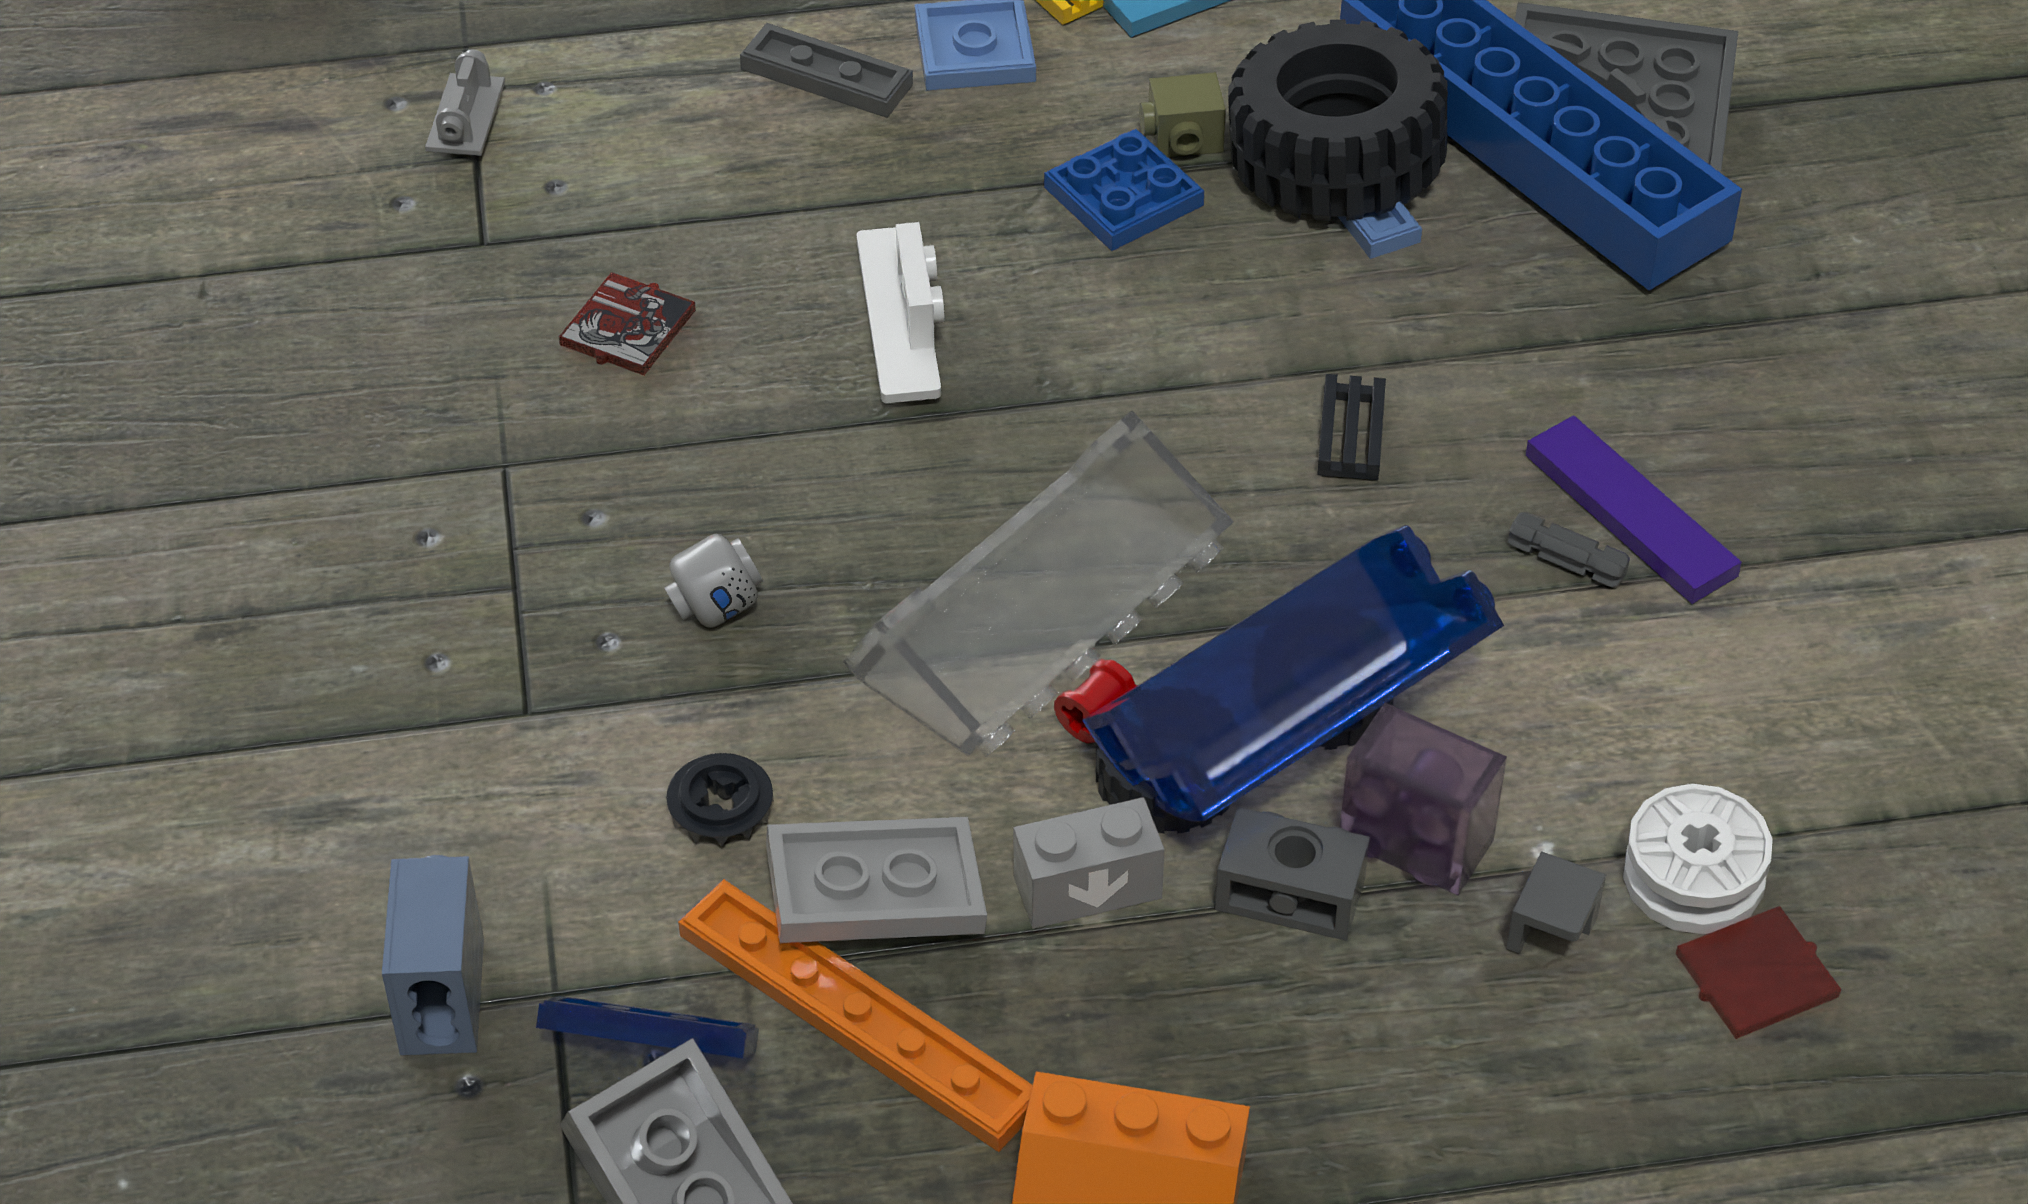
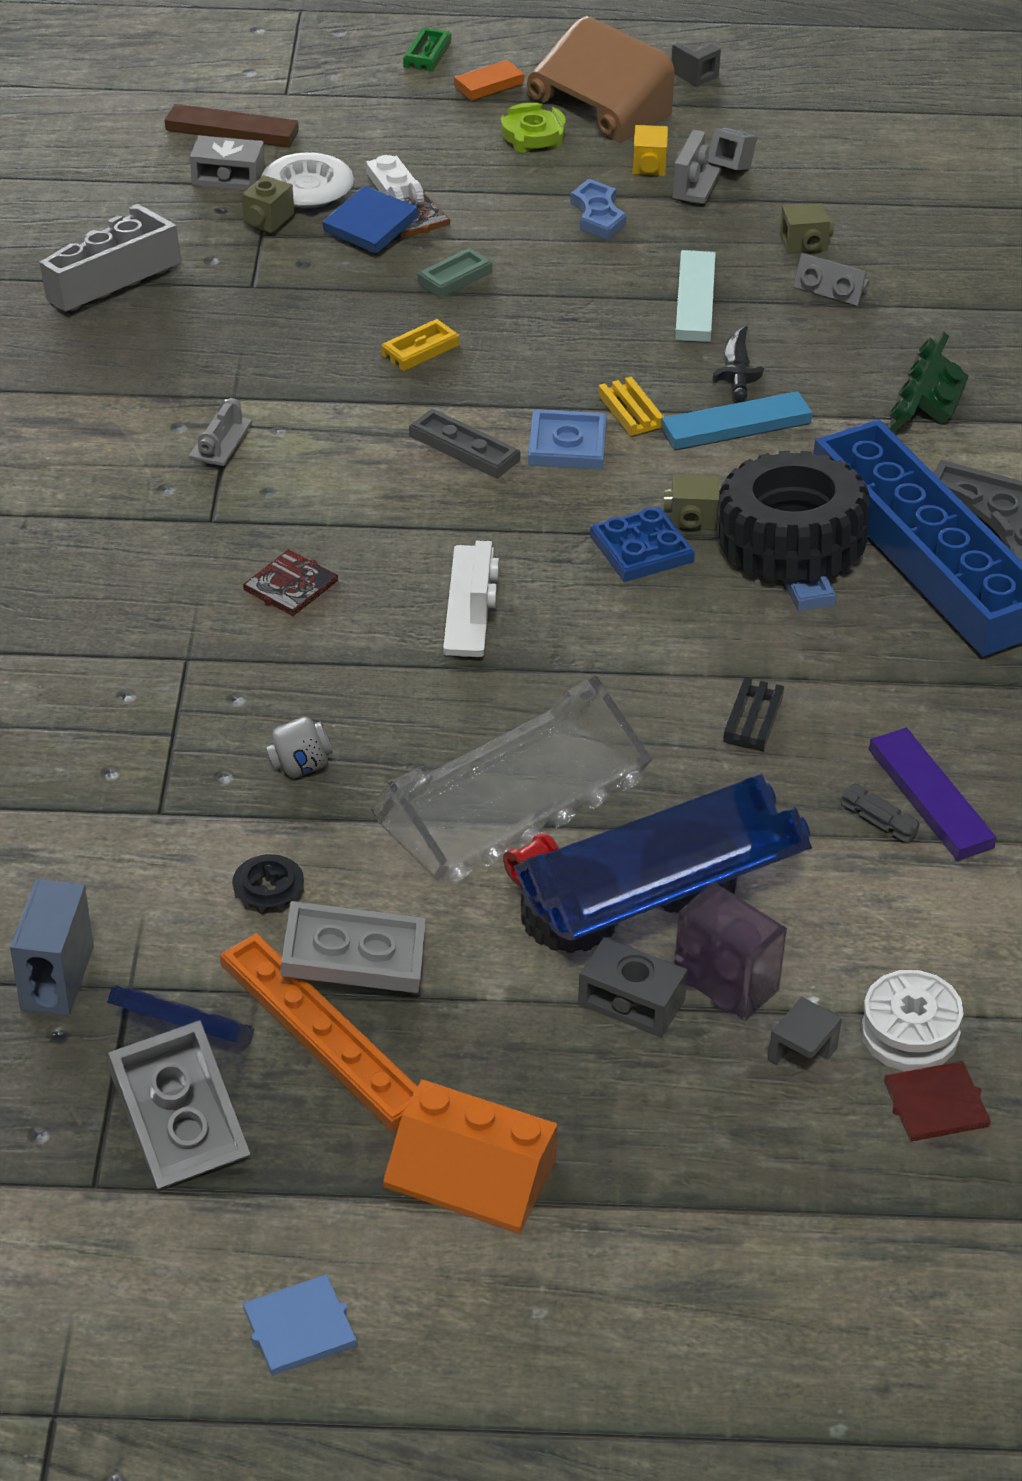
camera: 10 degrees right, 5 degrees down
(1088, 862) = (497, 958): light grey brick -> none

